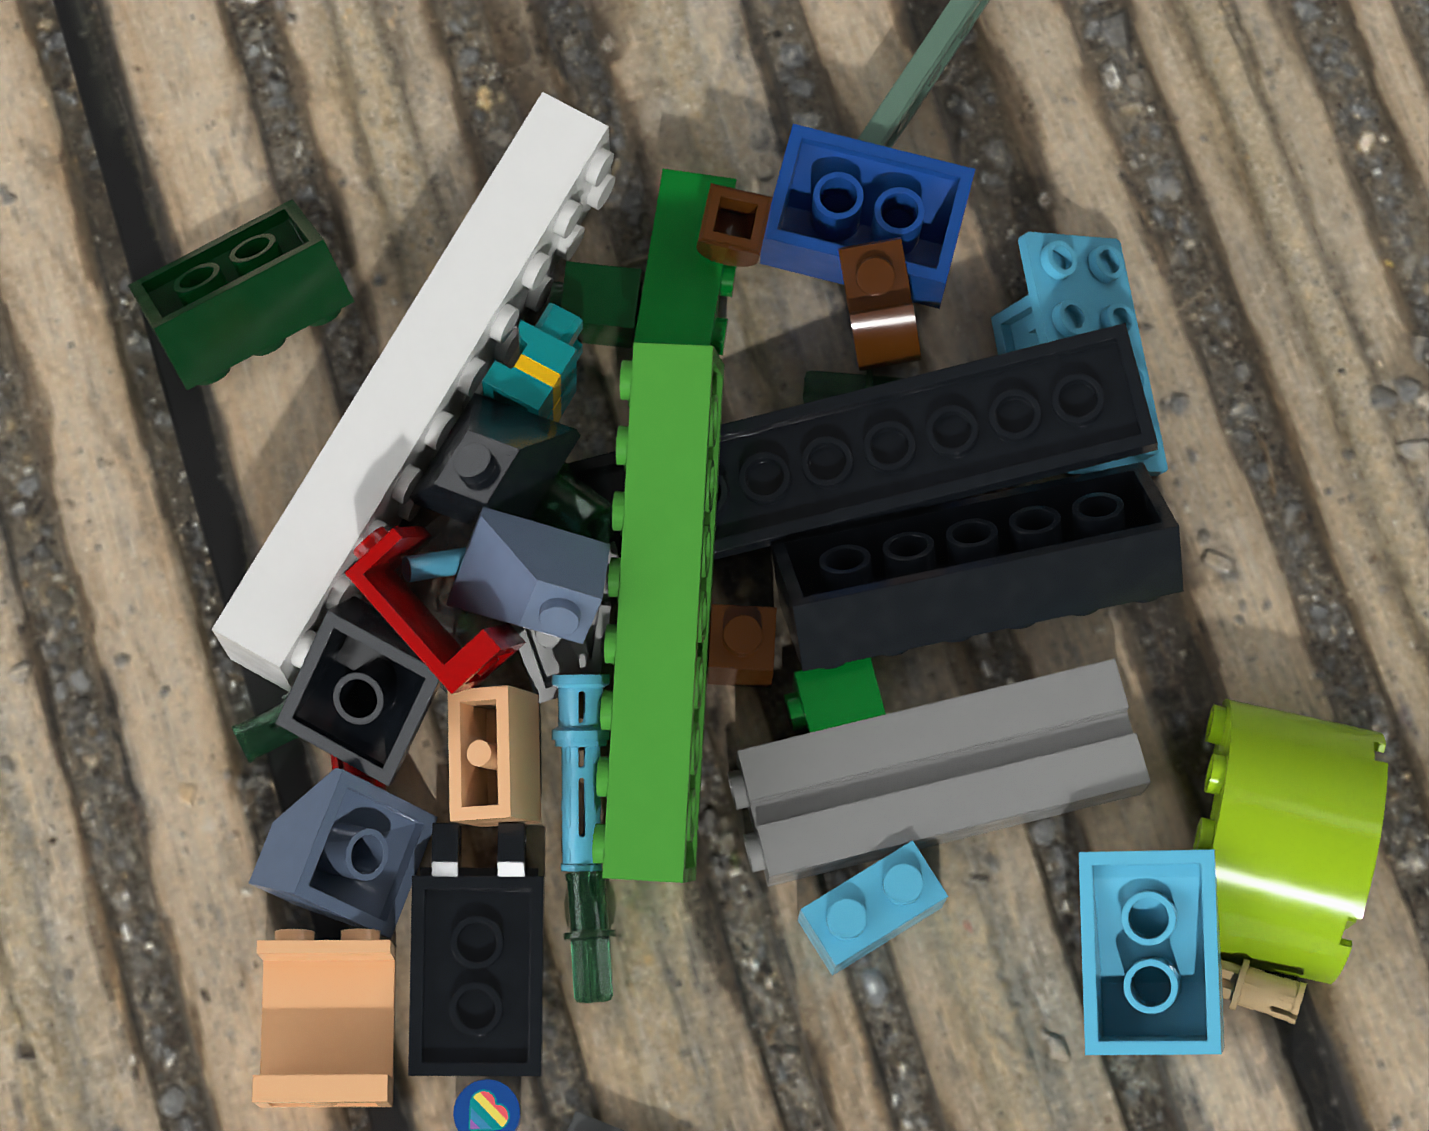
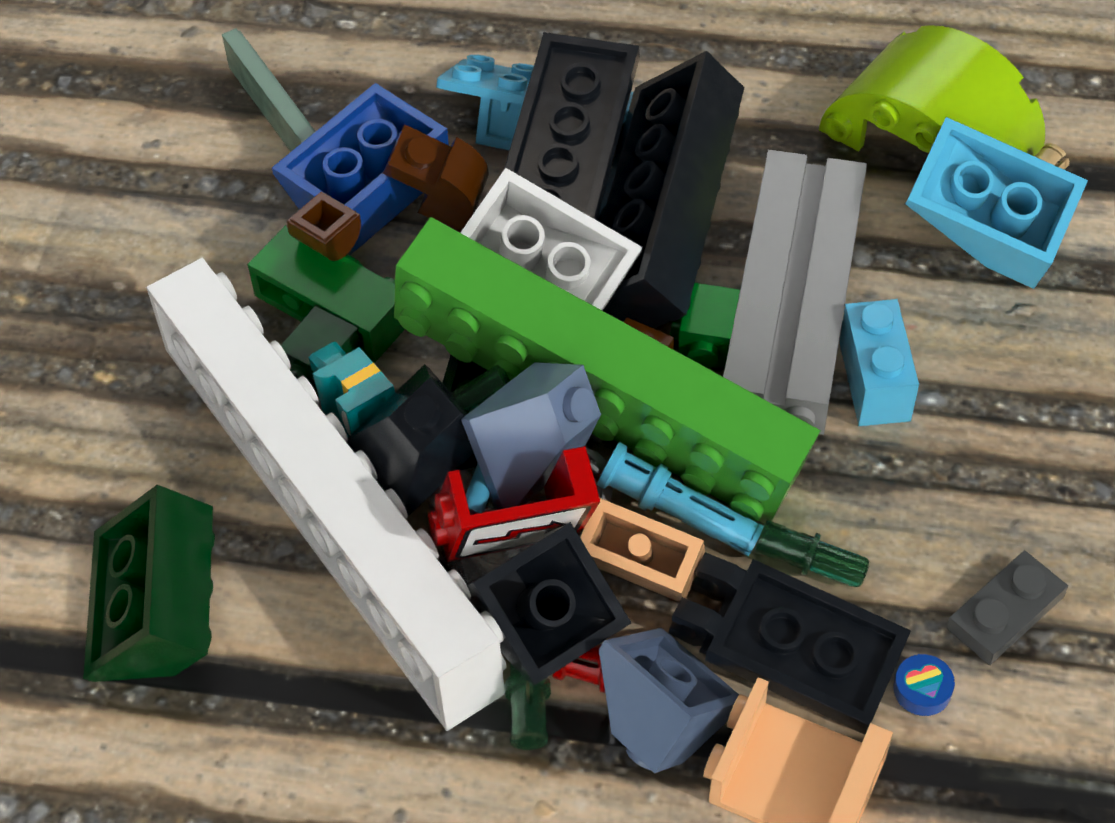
camera: 60 degrees left, 20 degrees down
(783, 481) = (552, 239): none -> white slope

